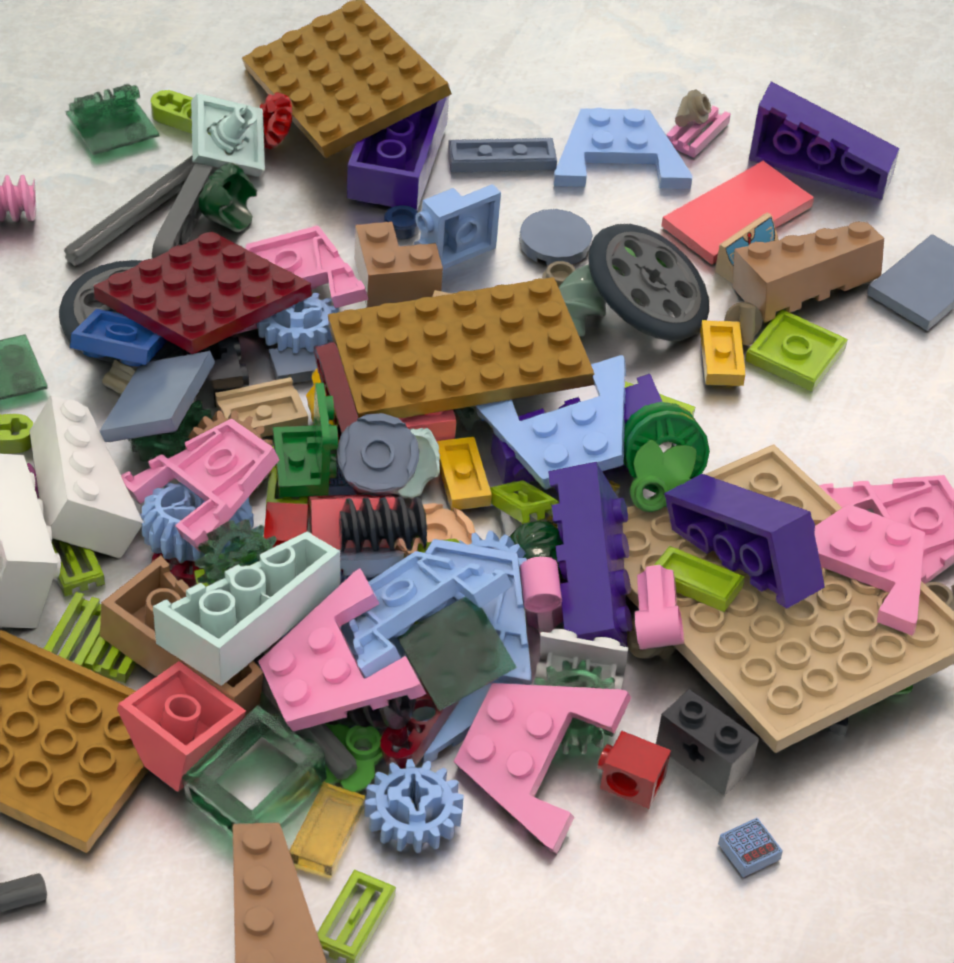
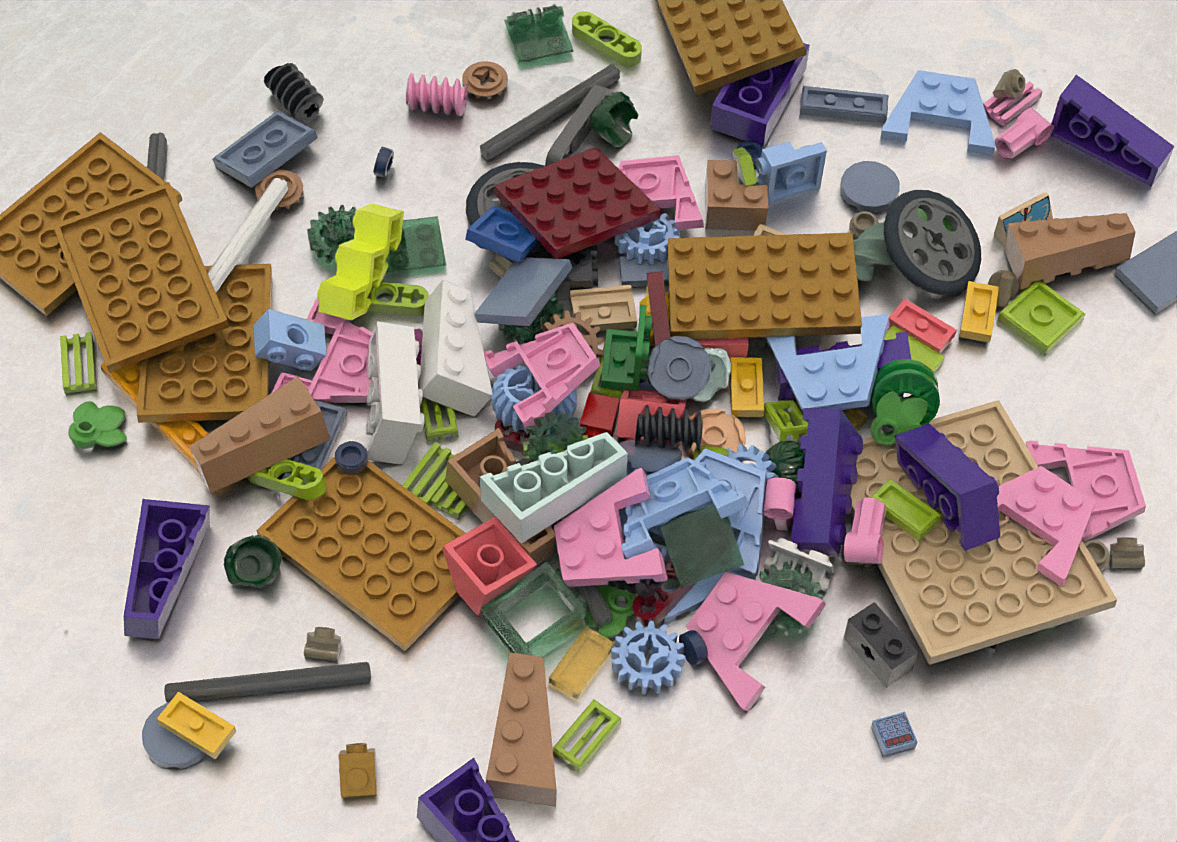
camera: 15 degrees right, 10 degrees up
(46, 171) = (478, 73): none -> medium nougat gear
(228, 126) = (637, 53): light aqua plate -> none
(276, 119) = (664, 52): red gear -> none
(405, 226) = (745, 166): none -> lime tile
(472, 784) = (694, 647): none -> dark blue tile
(633, 768) = (819, 656): red brick -> none
(668, 377) = (922, 326): none -> coral plate
(724, 156) = (1028, 129): none -> bright pink piece
(734, 205) = (1023, 178): coral tile -> none

